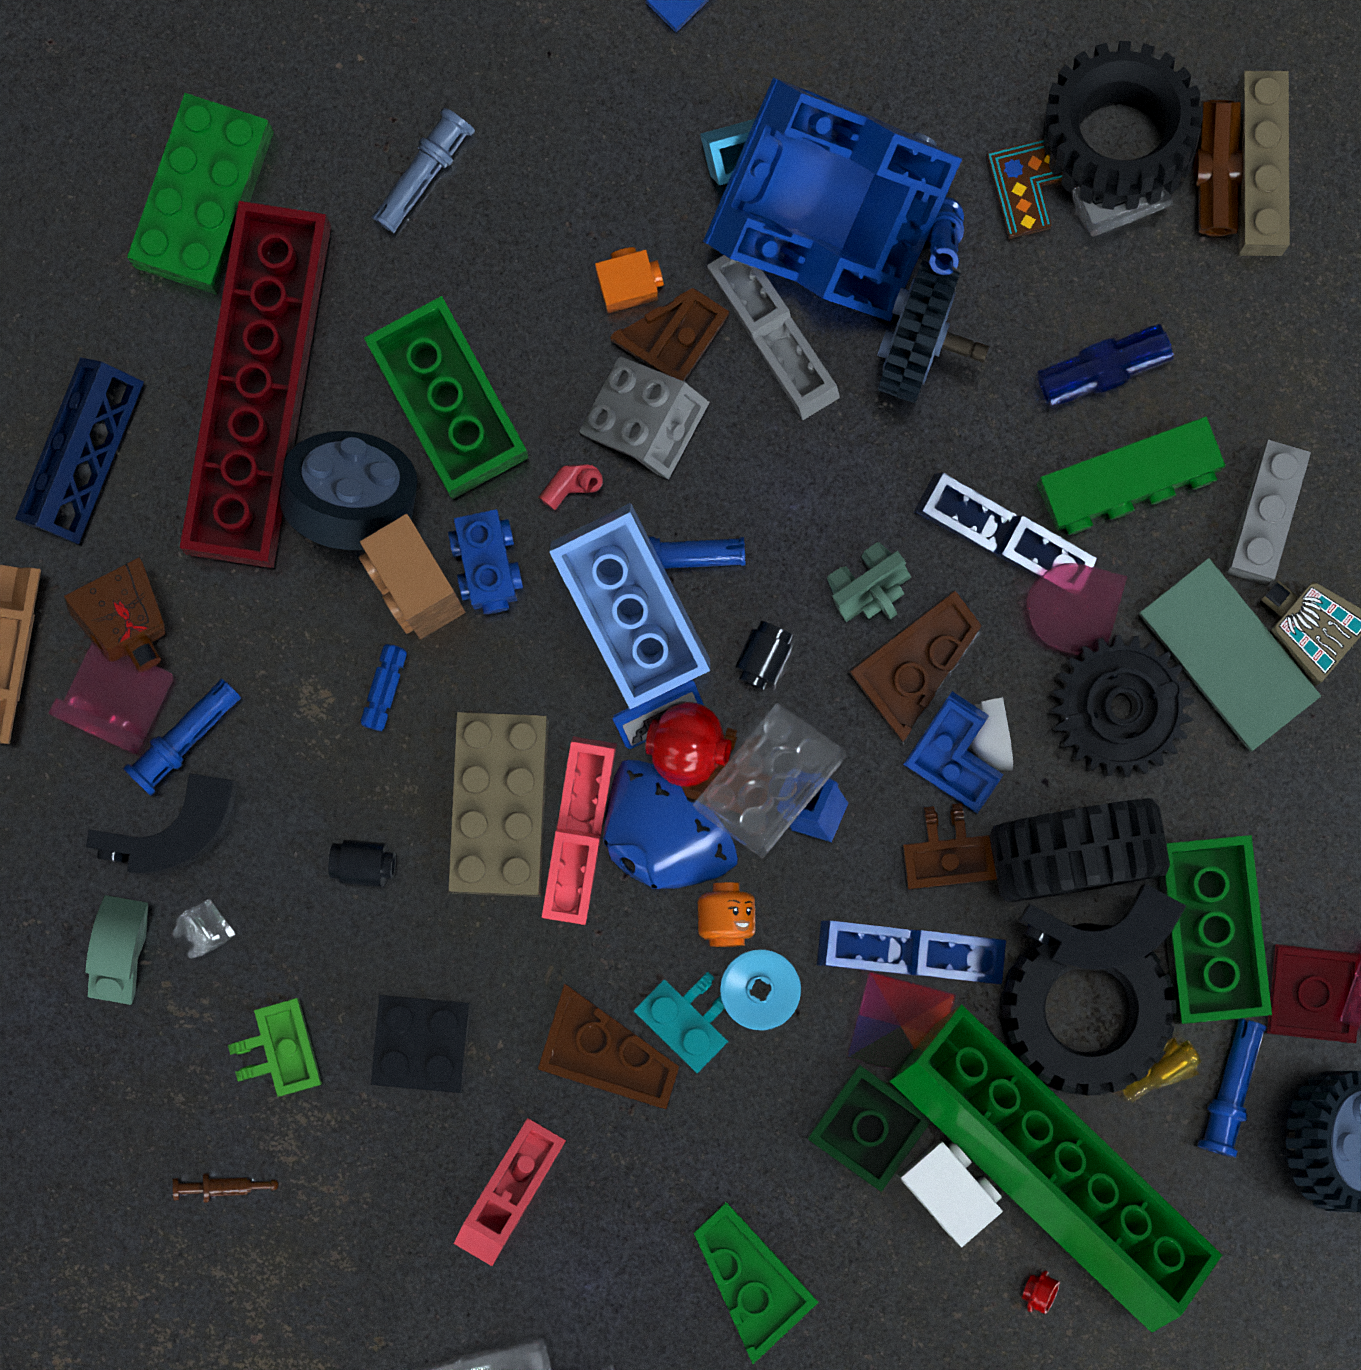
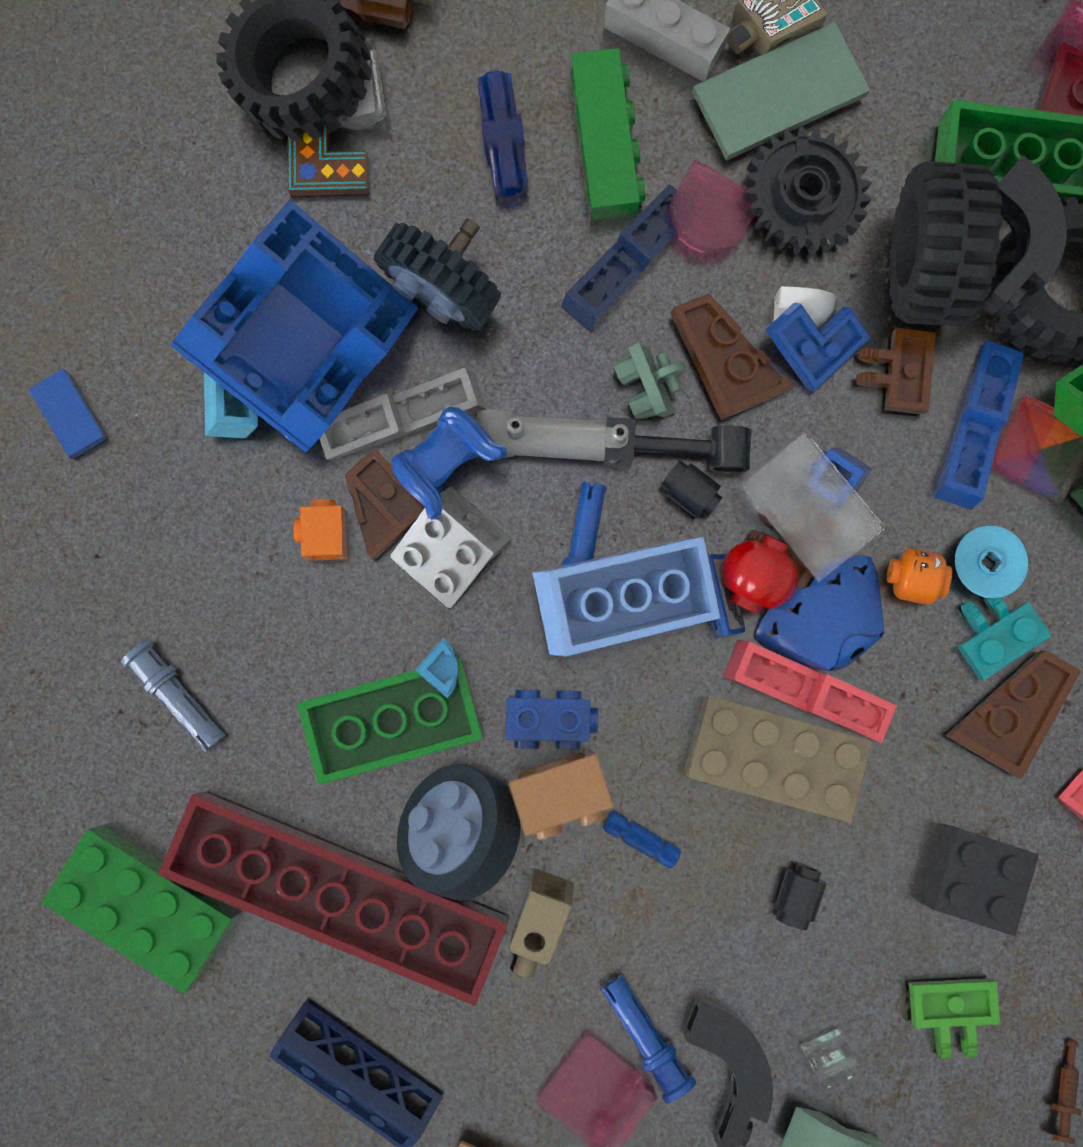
camera: 85 degrees left, 0 degrees up
(120, 615) = (522, 1073): reddish brown torso -> none
(276, 597) = (540, 922): none -> dark tan torso
(510, 432) = (441, 668): none -> dark azure tile
(571, 479) = (492, 624): coral arm -> none
(722, 372) = (435, 458): none -> blue hair
(794, 549) = (610, 440): none -> piece
(945, 237) = (363, 233): blue pin -> none

